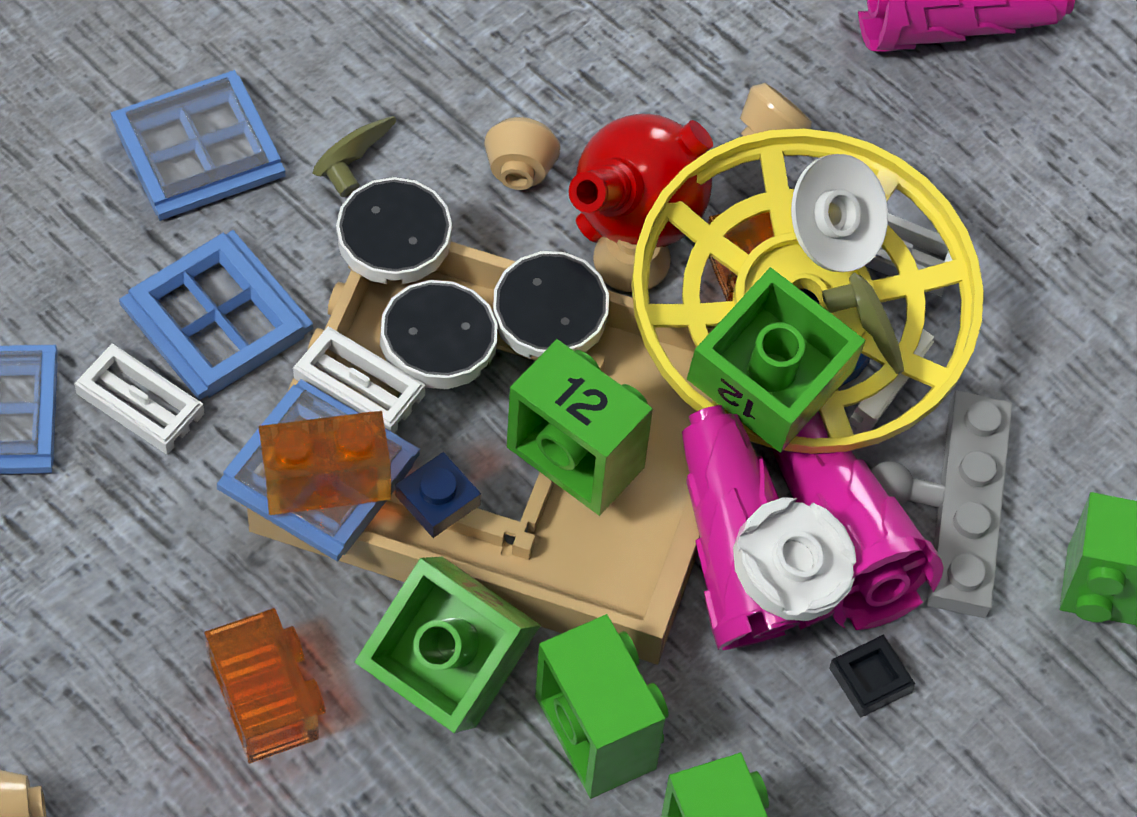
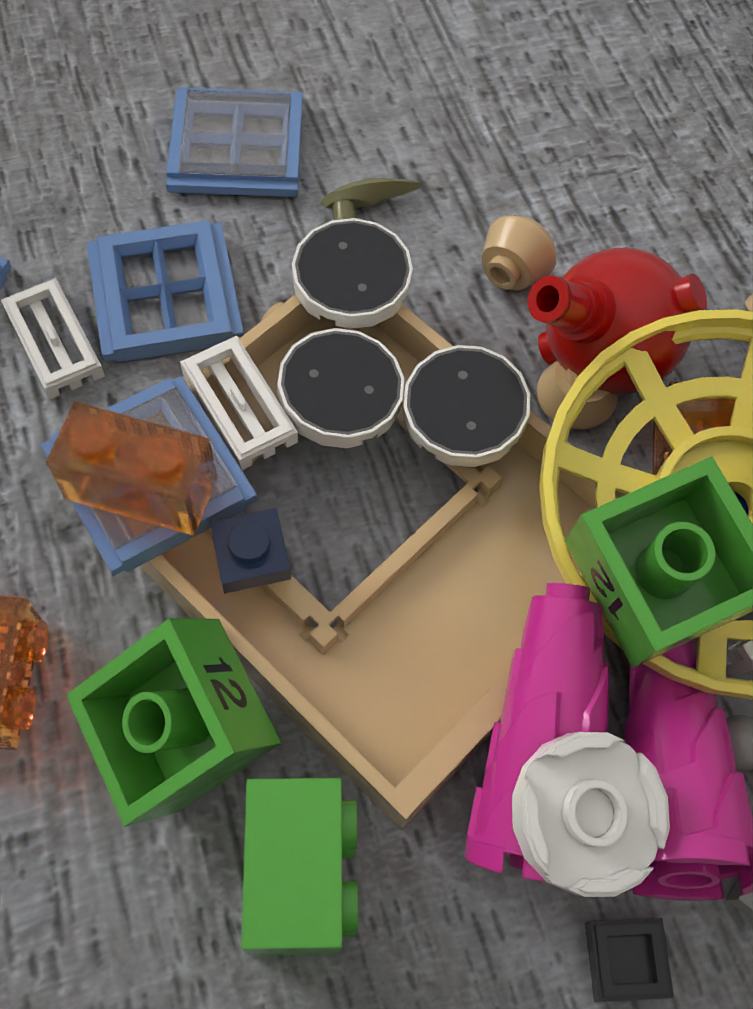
camera: 25 degrees right, 5 degrees up
(579, 426) = (424, 539): bright green brick -> none

